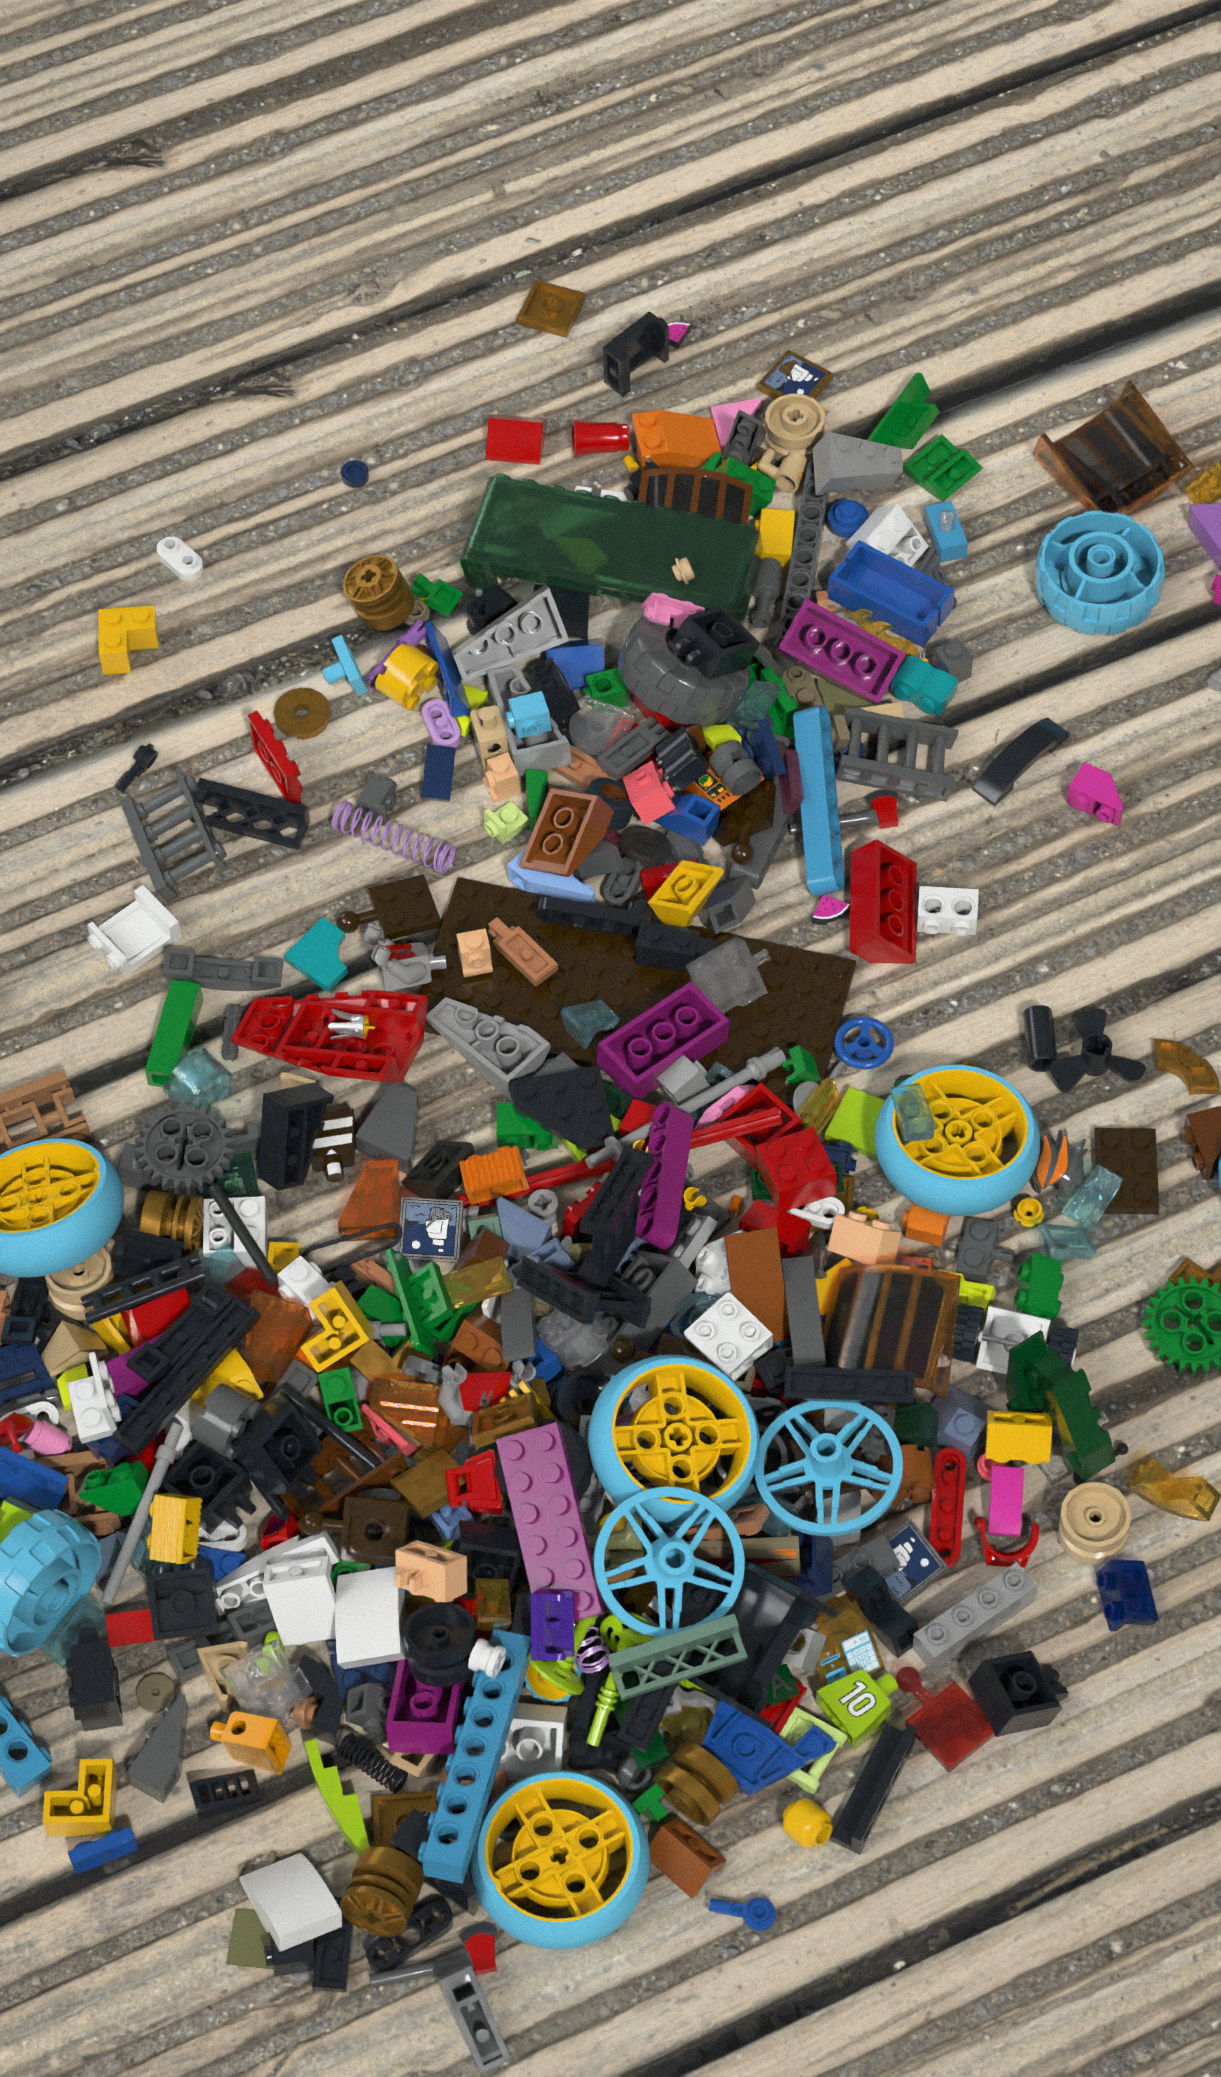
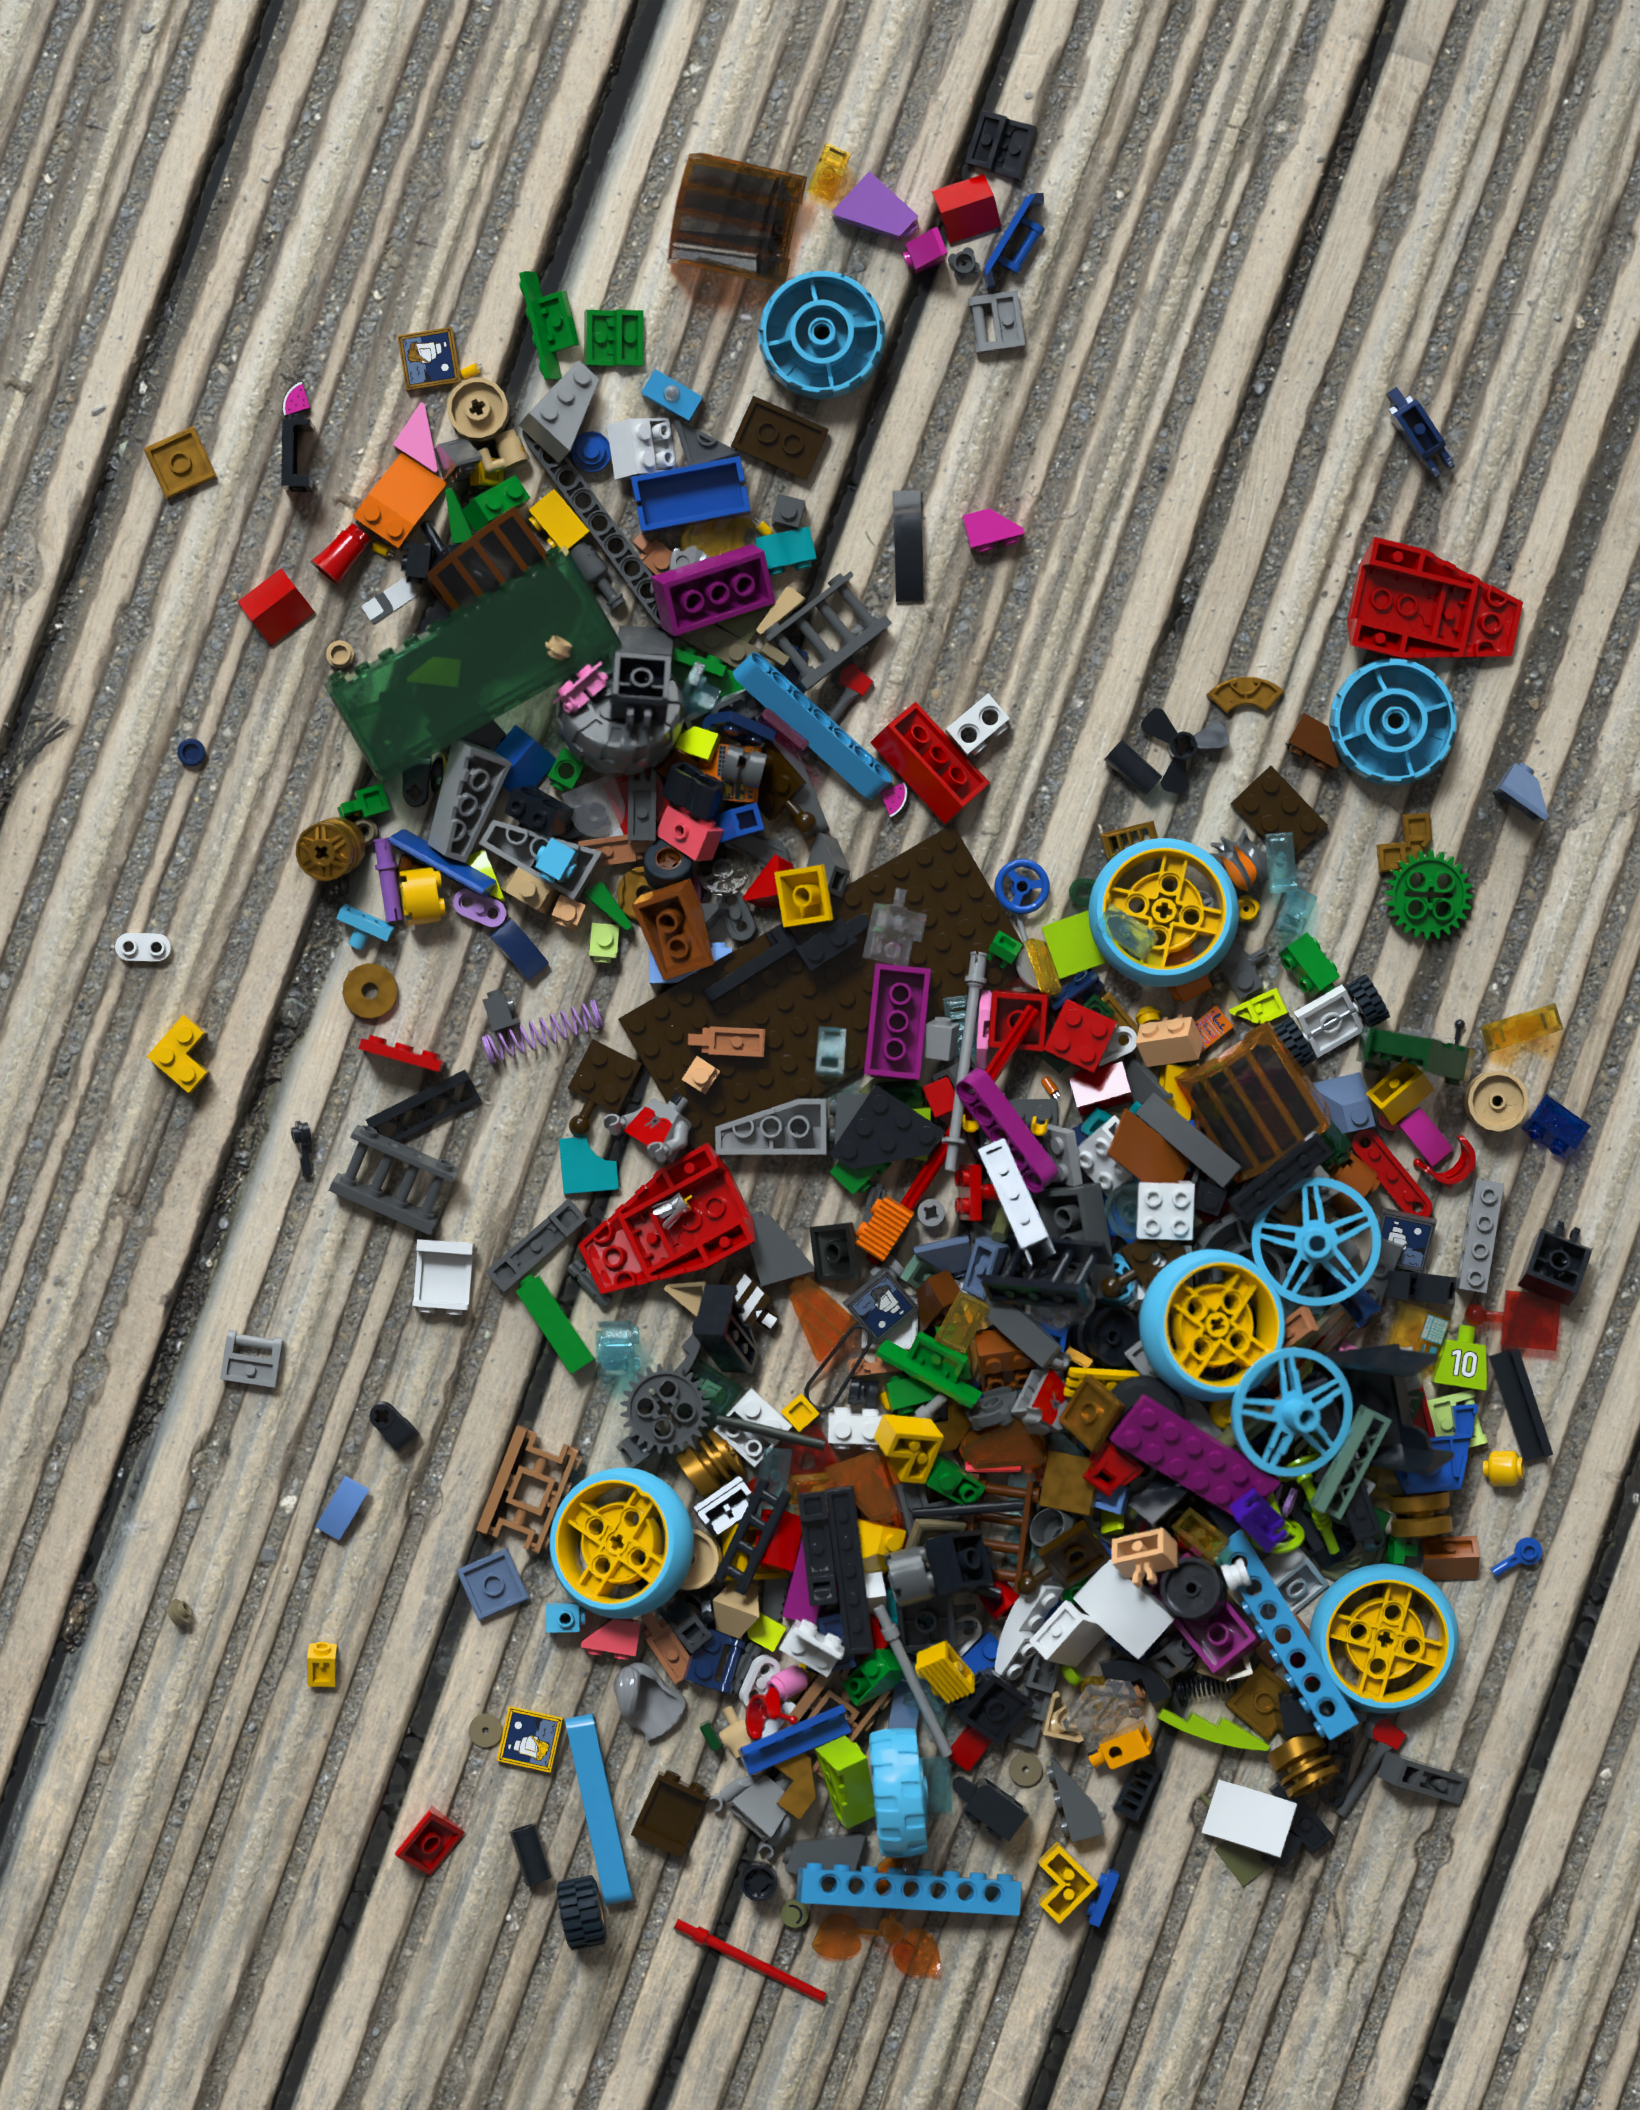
camera: 45 degrees left, 30 degrees up
(997, 617) = (779, 438): none -> dark brown plate

